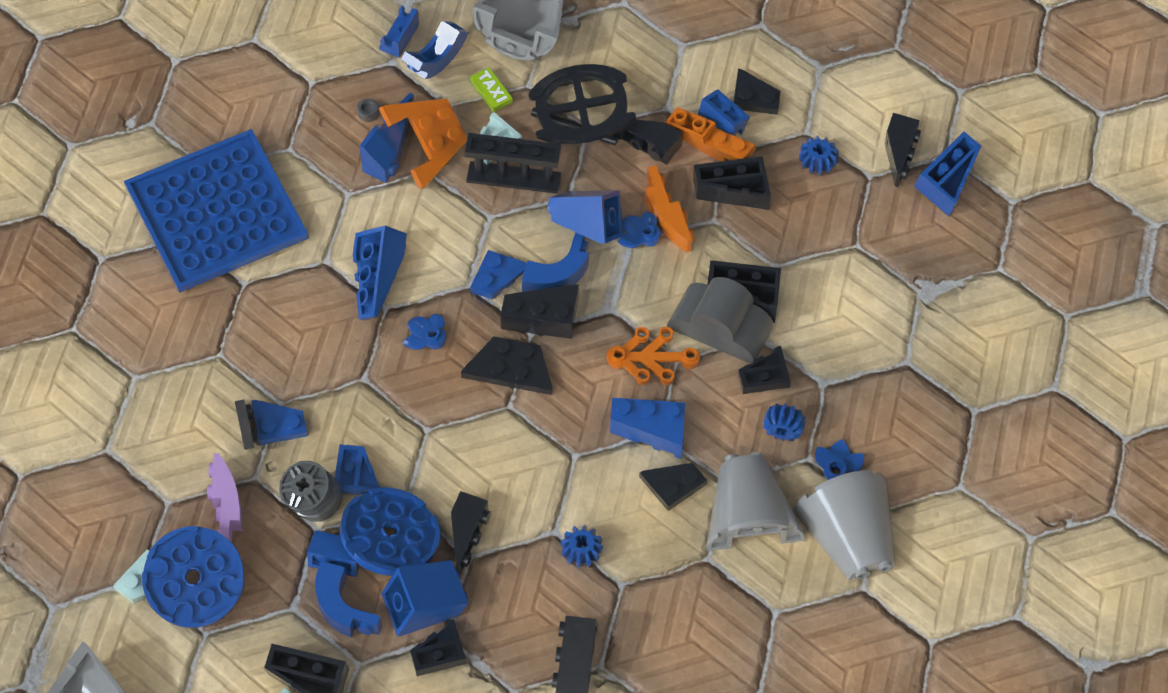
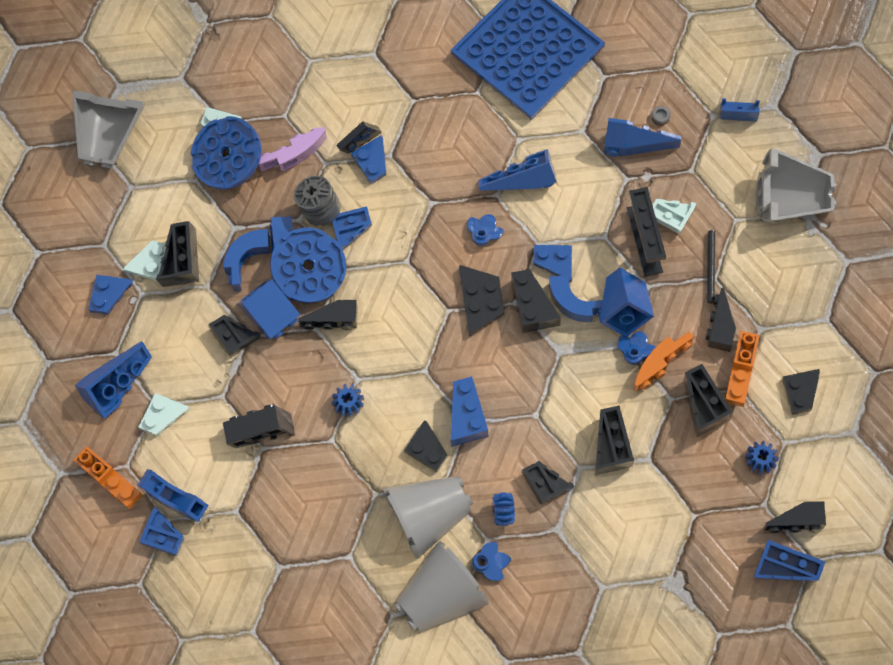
camera: 75 degrees right, 10 degrees up
(436, 130) = (657, 167): orange wing -> none
(438, 52) = (730, 143): blue arch -> none
(491, 89) = (717, 194): lime tile -> none
(586, 133) = (720, 294): black window -> none
(650, 357) = (526, 392): orange plant -> none
(723, 112) = (767, 371): blue hinge -> none
(723, 318) = (576, 435): dark grey brick -> none

